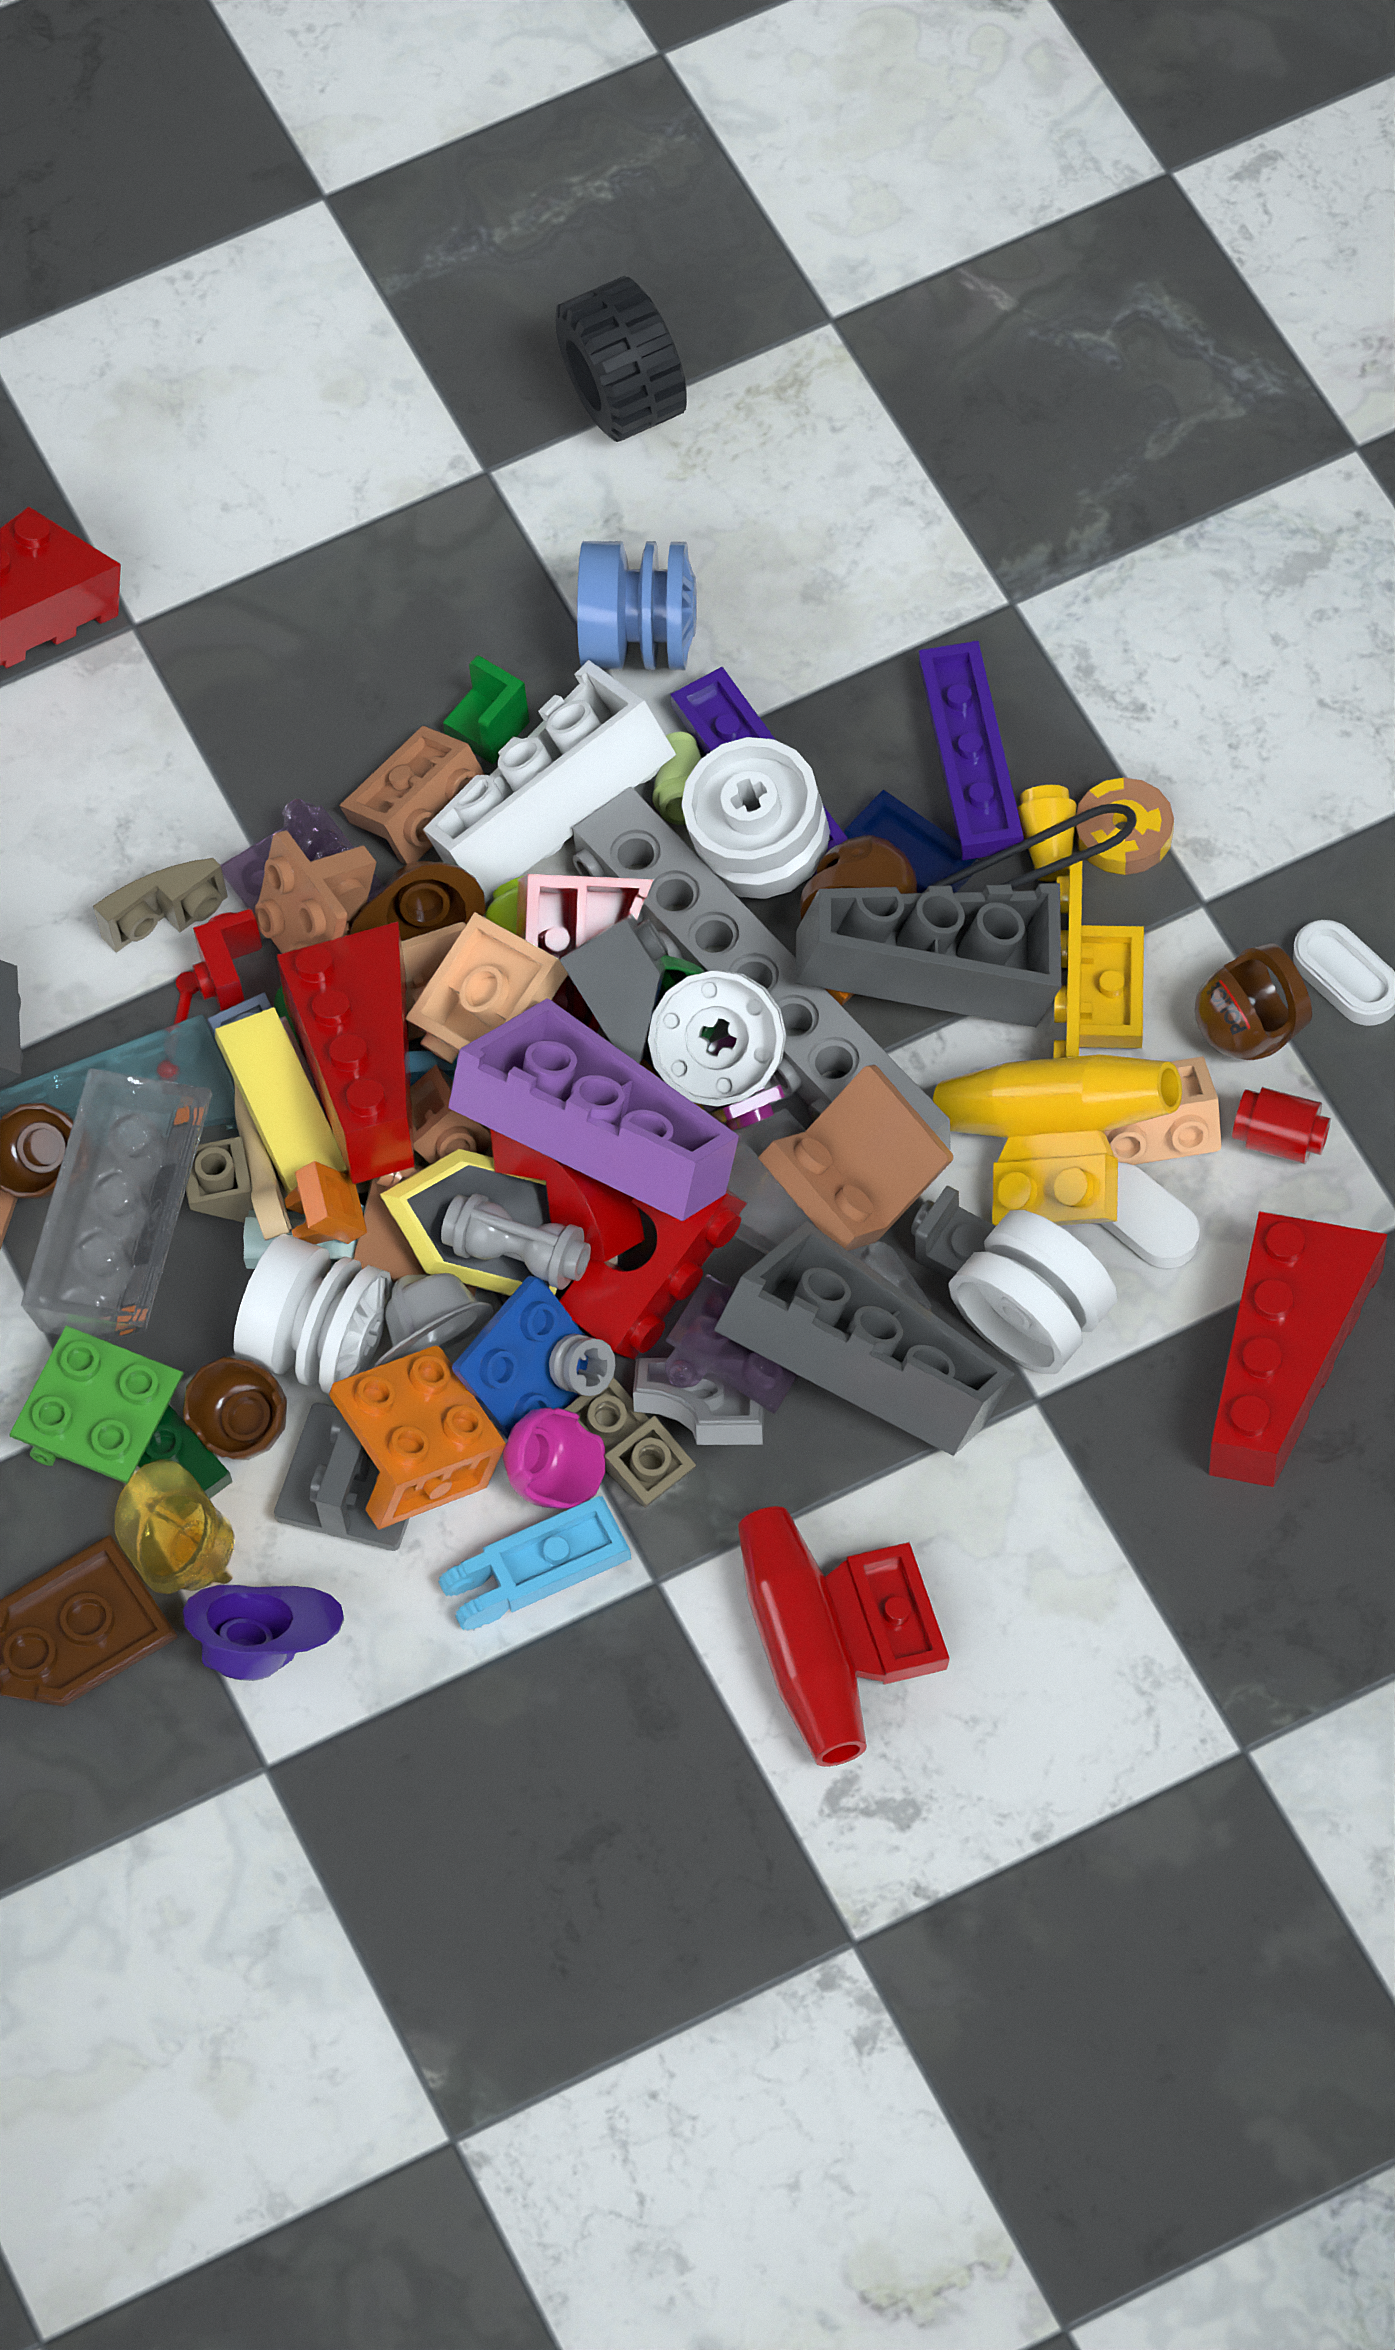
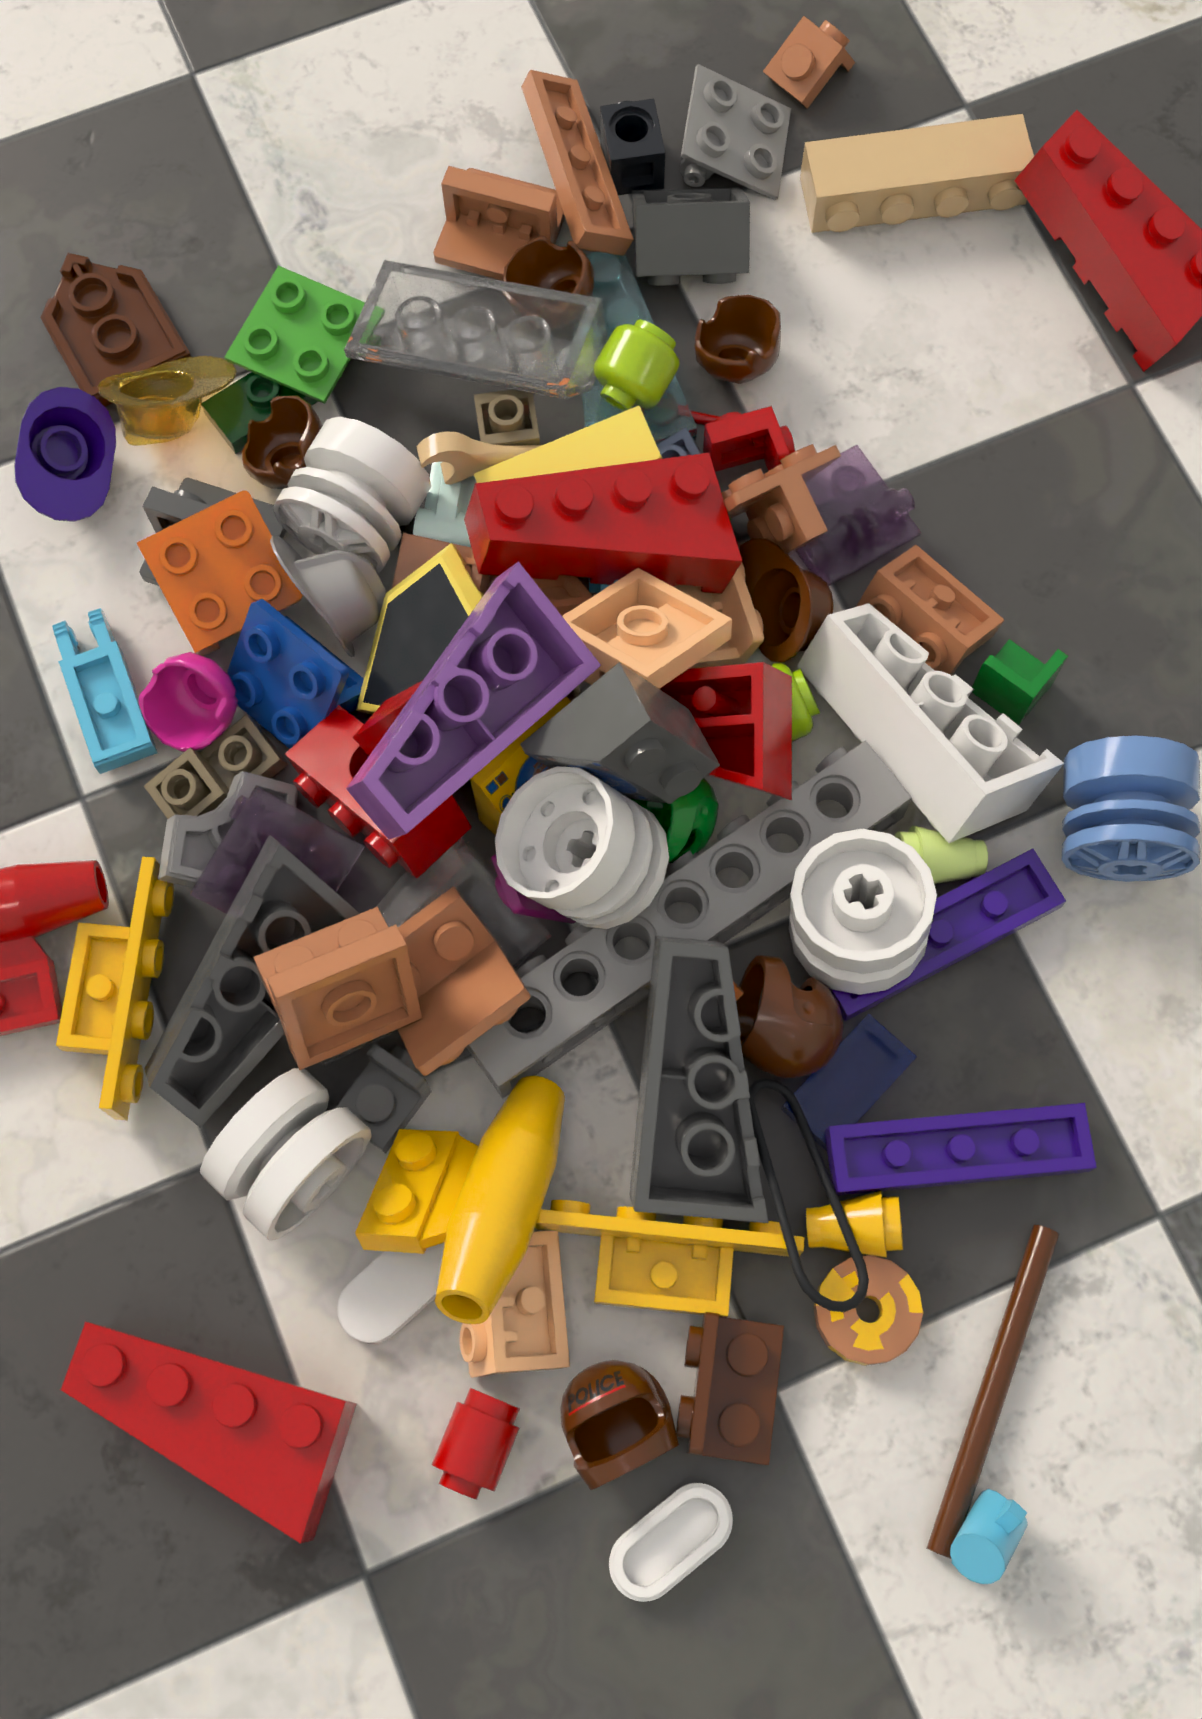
camera: 90 degrees right, 10 degrees up
(98, 971) = (739, 339): none -> reddish brown hair
(150, 1047) = (636, 365): none -> lime head
(178, 893) = (821, 405): dark tan slope -> none
(328, 1204) = (446, 502): orange tile -> none
(488, 1231) = (391, 629): light grey piece -> none
(599, 1368) = (263, 733): light grey bush -> none
(867, 1228) = (340, 986): none -> nougat bracket
(872, 1493) = (110, 987): none -> yellow bracket
(1183, 725) = (993, 1390): none -> reddish brown piece
(1203, 926) = (732, 1390): none -> reddish brown bracket
(1312, 718) = (988, 1537): none -> medium azure piece

